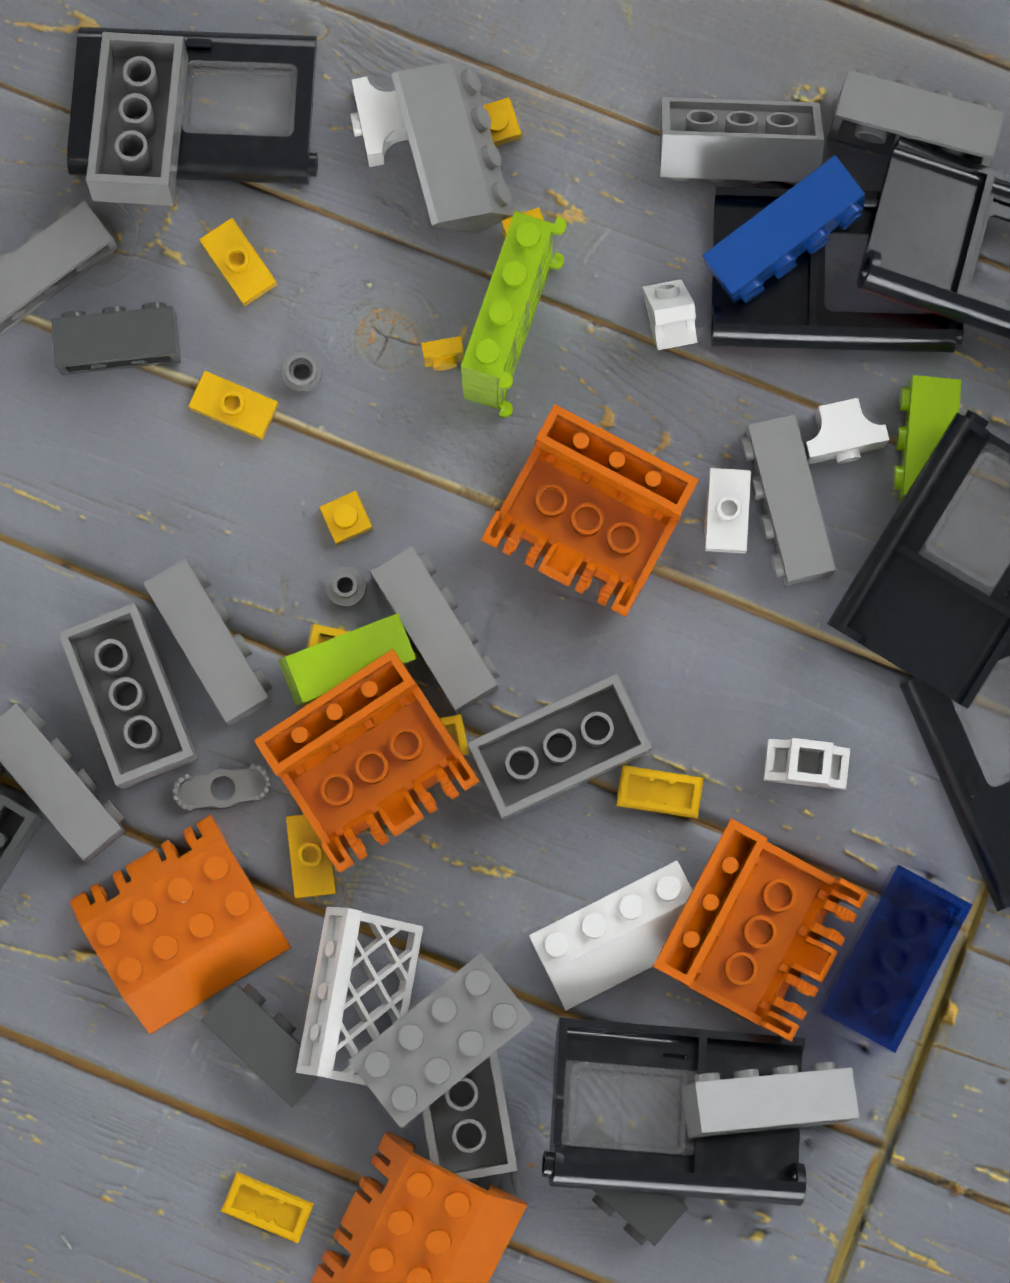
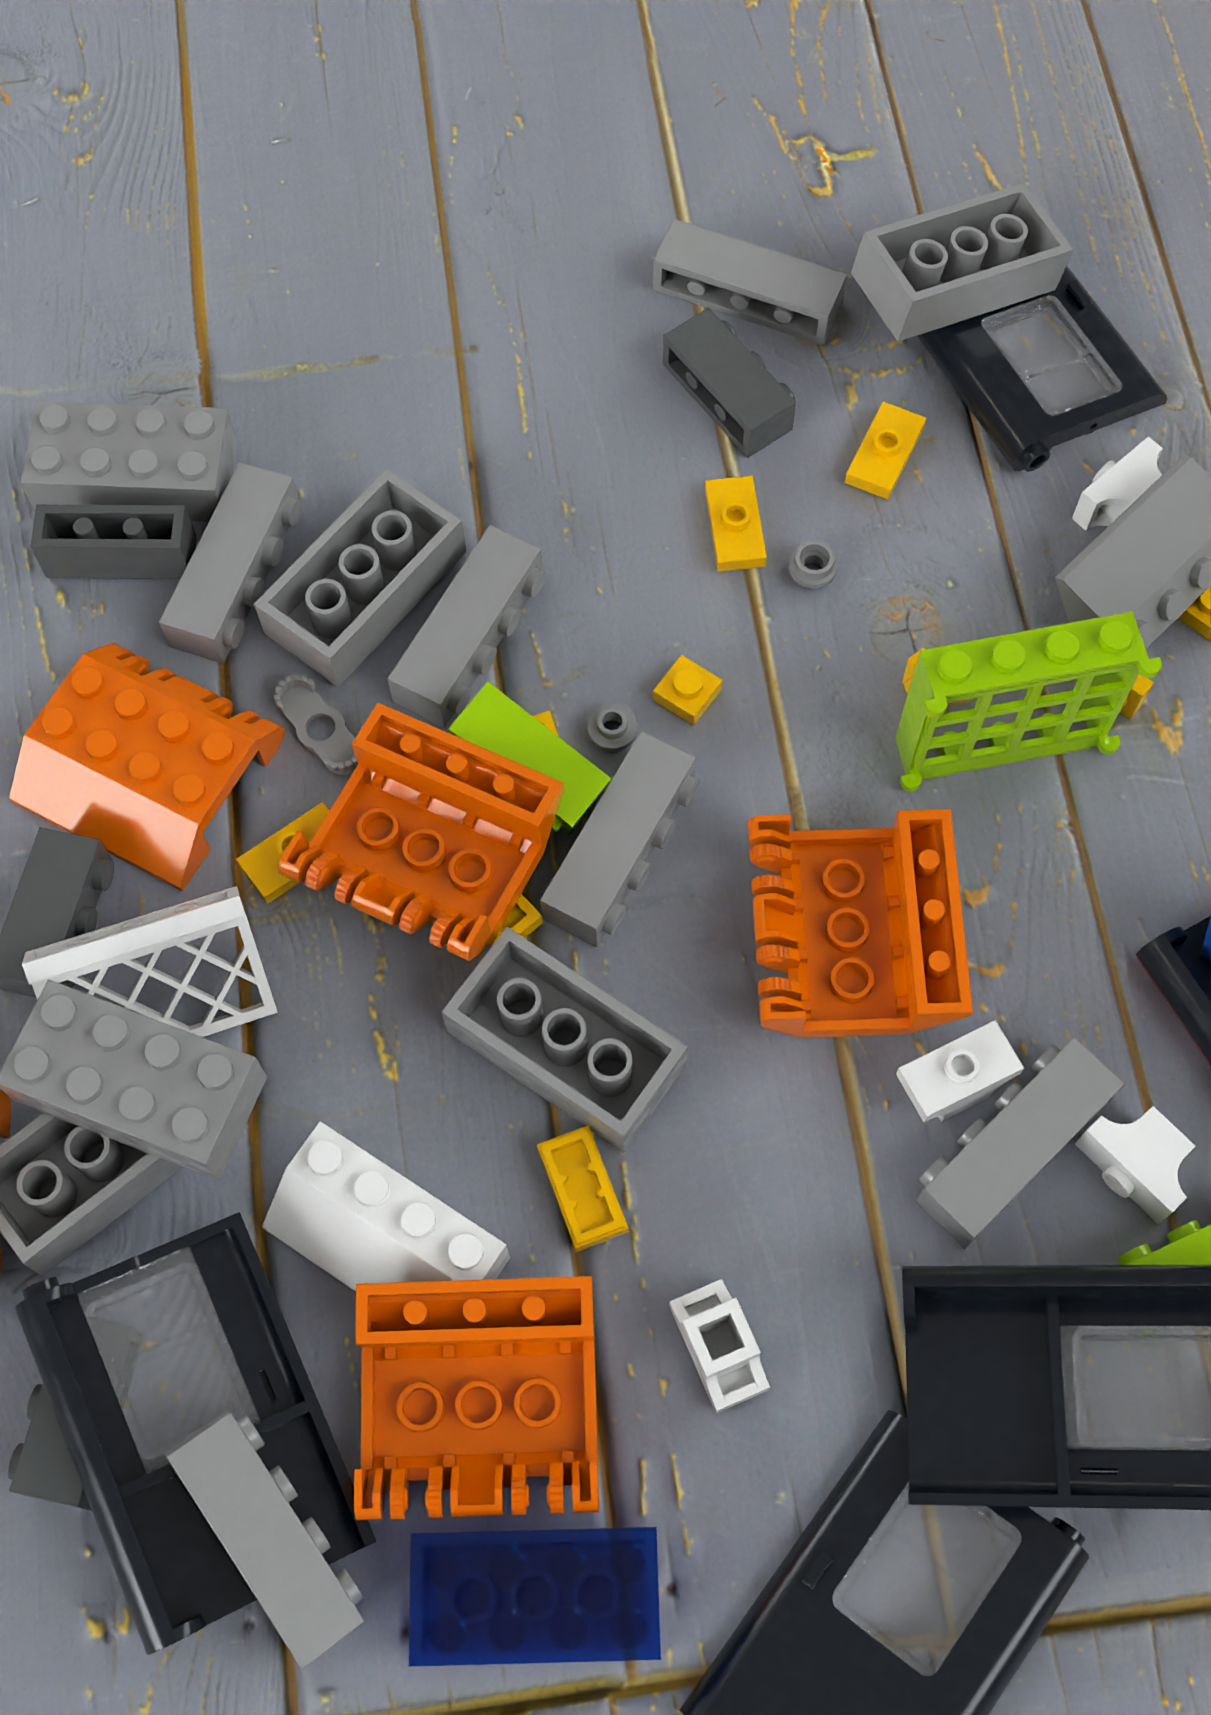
camera: 60 degrees right, 15 degrees down
(670, 314) = (1137, 885): white brick -> none

